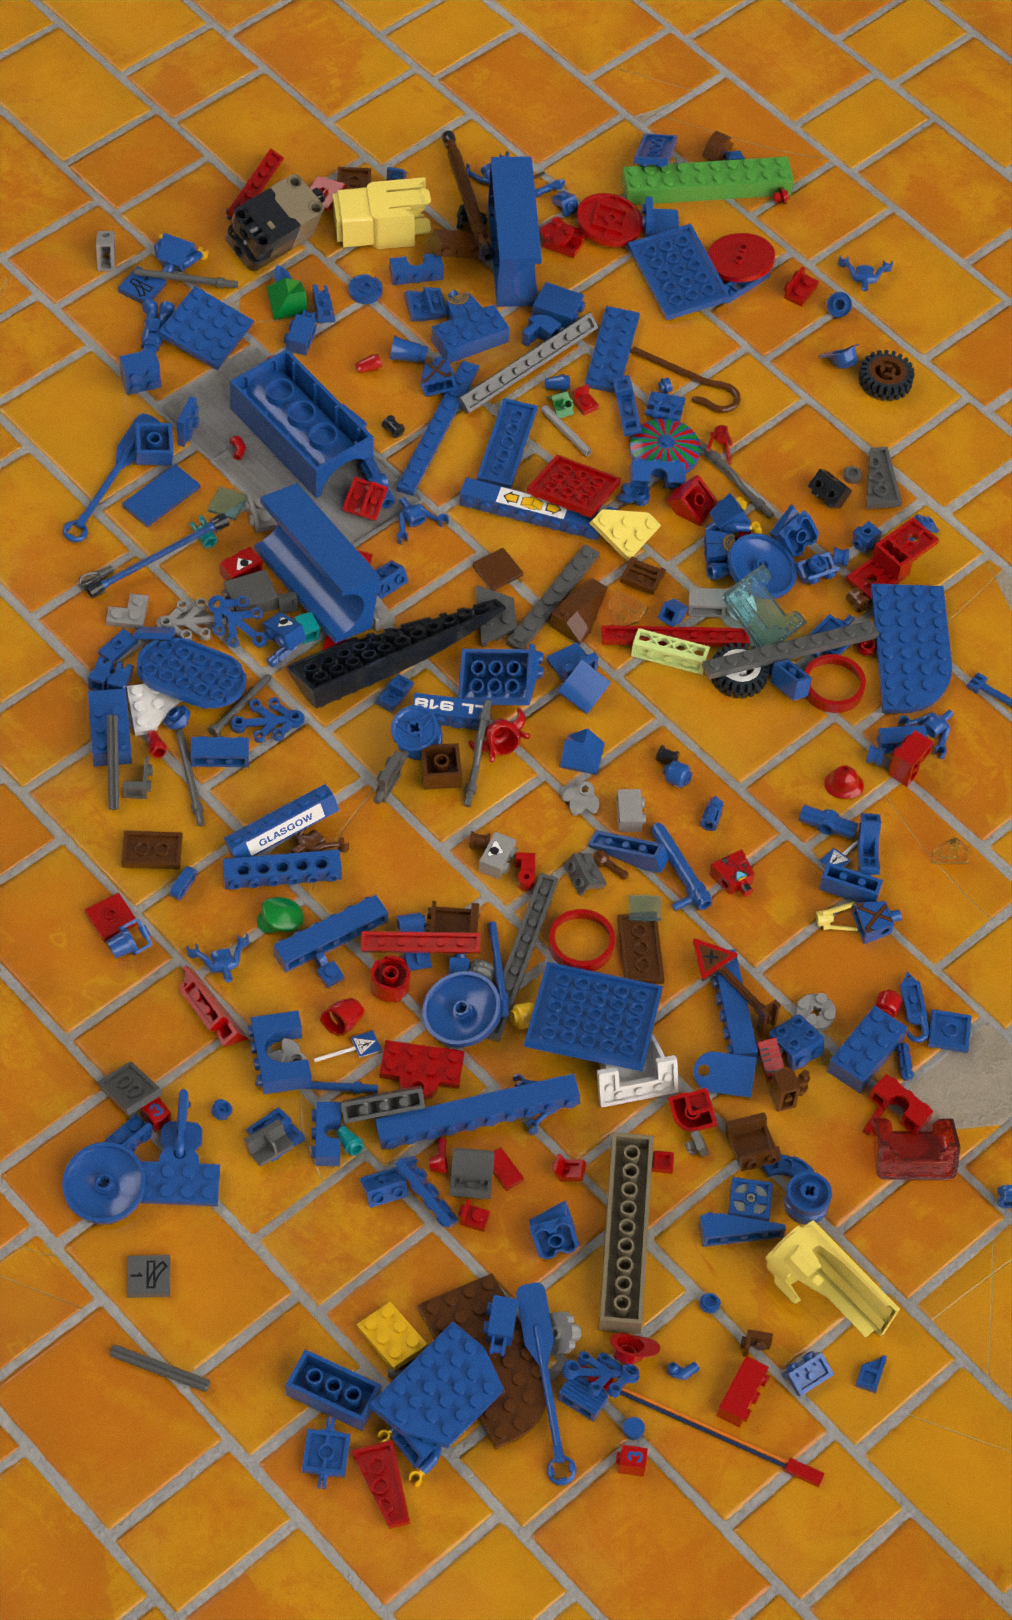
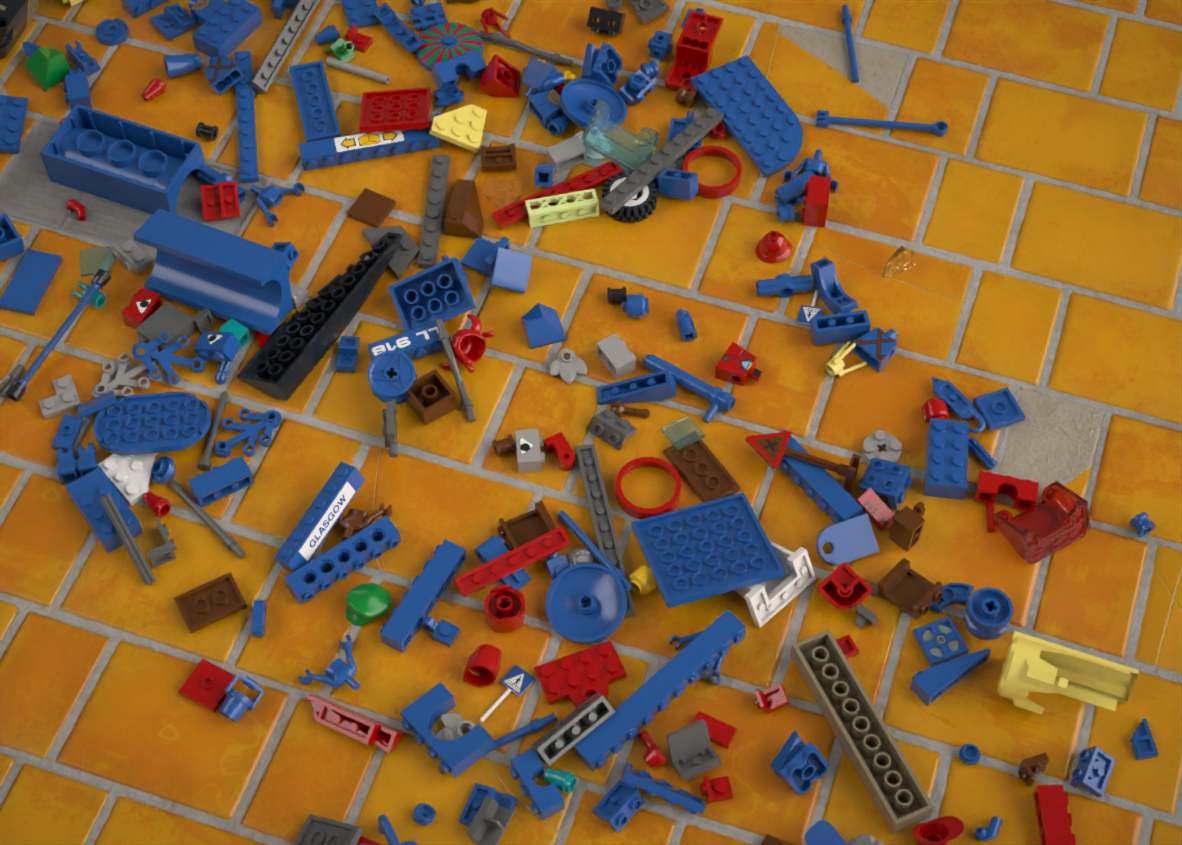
camera: 25 degrees left, 0 degrees up
(187, 421) = (19, 206): blue plate -> none

